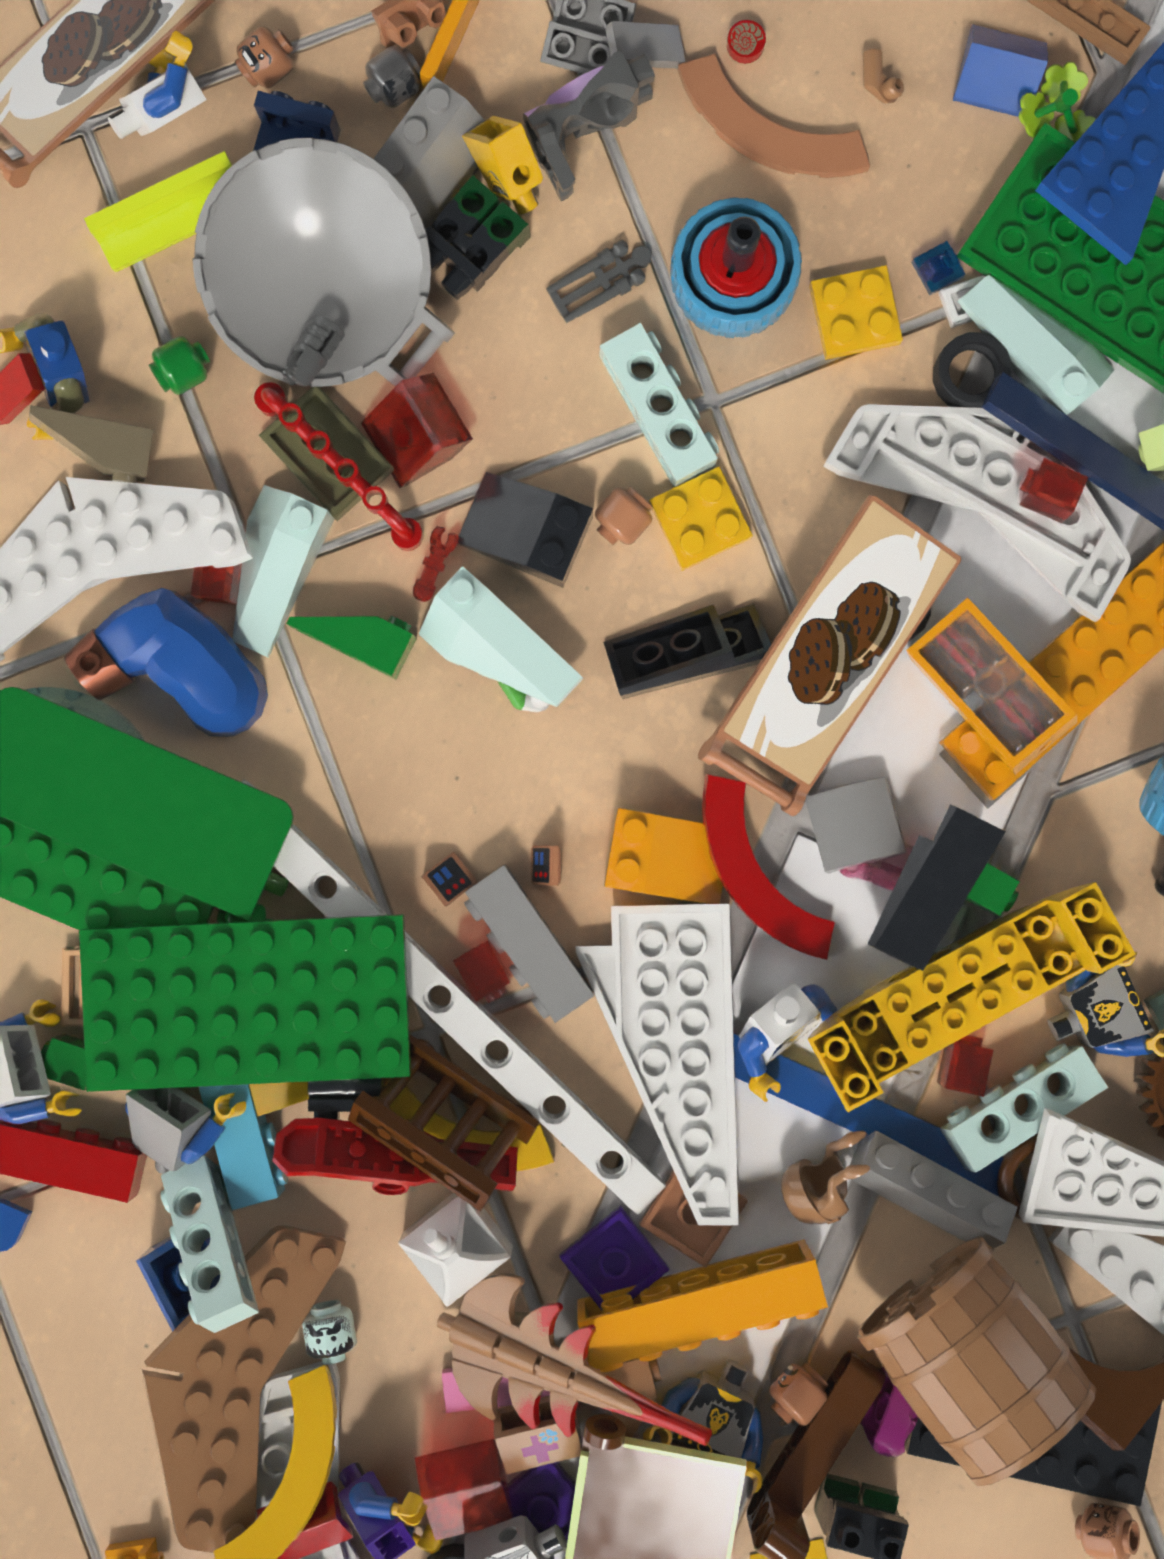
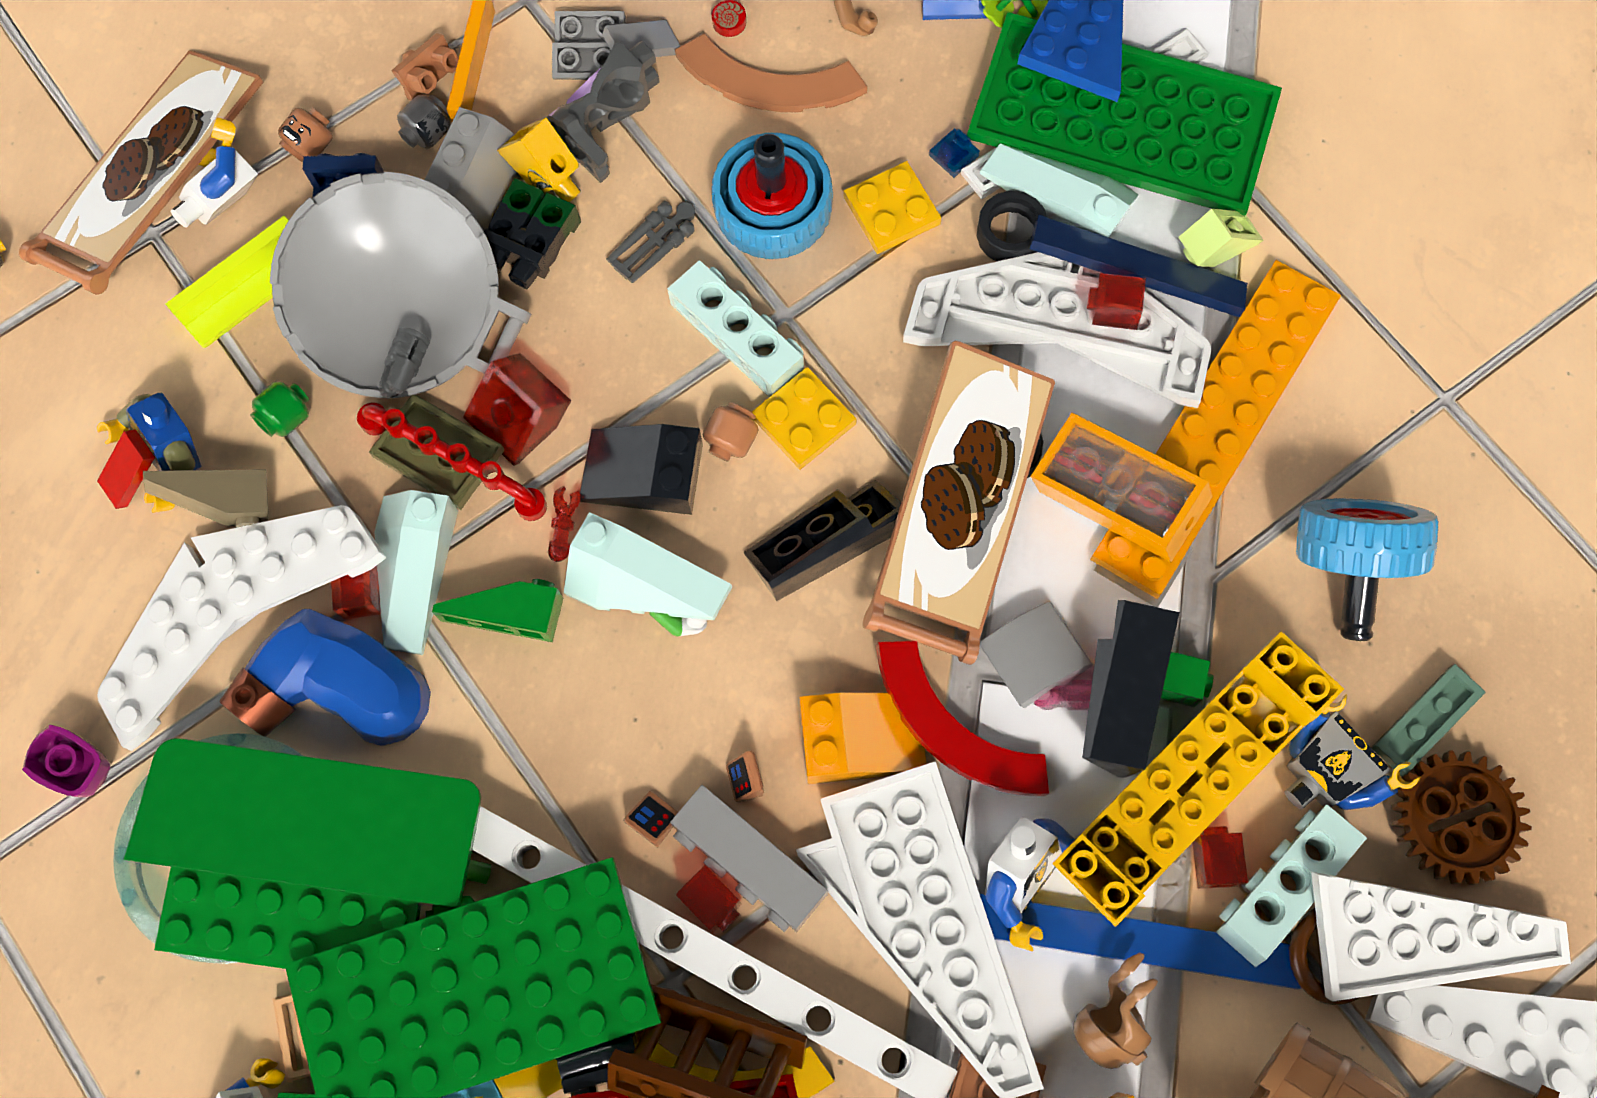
camera: 15 degrees left, 15 degrees down
(932, 1191) = (1228, 997): light grey brick -> none

